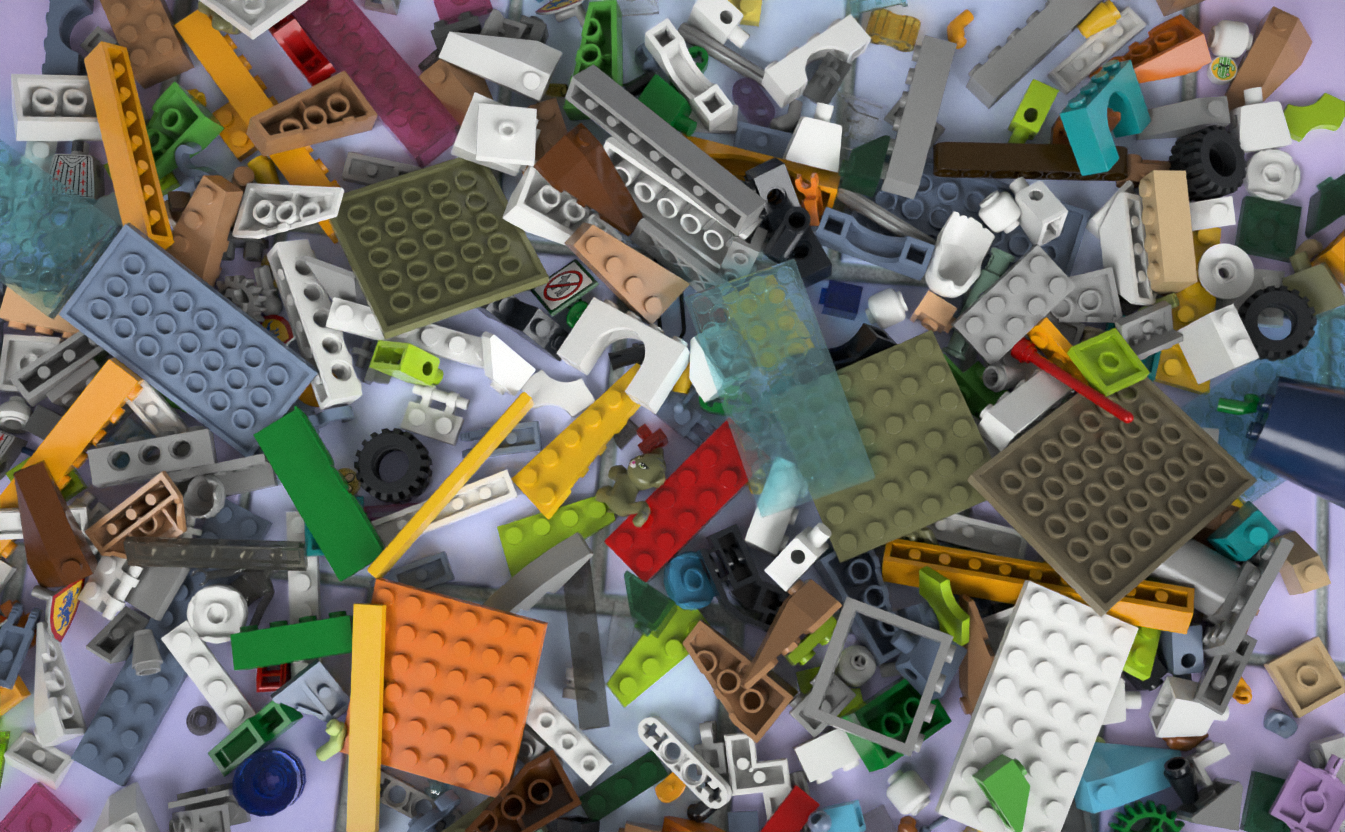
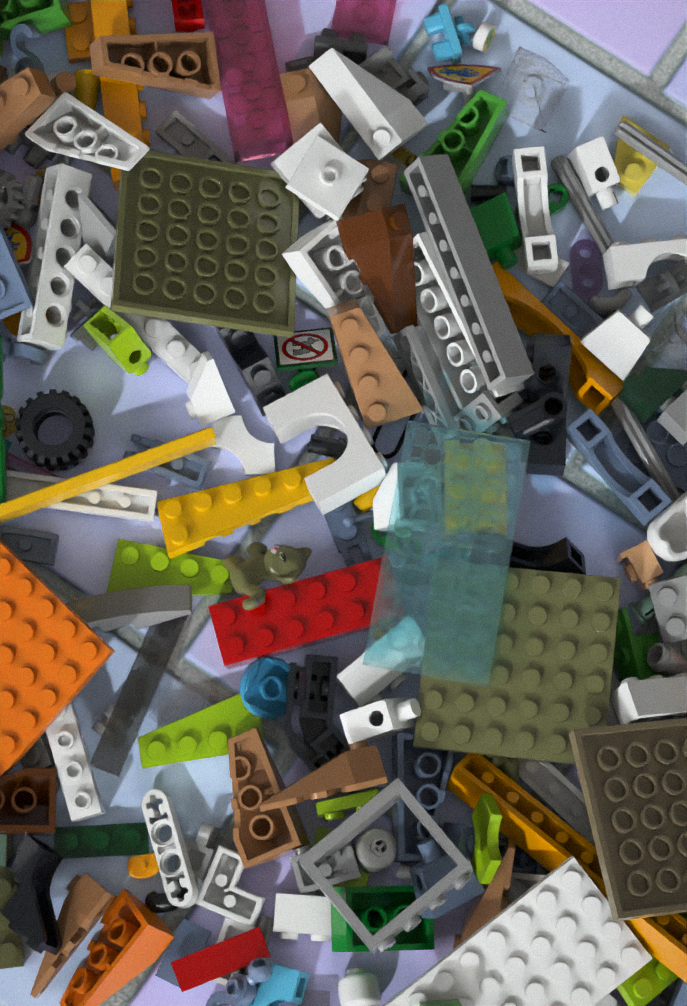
camera: 25 degrees right, 0 degrees up
(432, 422) = (113, 409): white plate -> none
(626, 434) = (286, 519): clear smoke tile -> none
(648, 606) = (215, 688): clear green slope -> none
(650, 440) = (305, 537): clear red tile -> none
(813, 198) = (583, 396): orange plate -> none
(840, 299) = (559, 503): clear blue brick -> none
(886, 308) = (598, 535): white head -> none

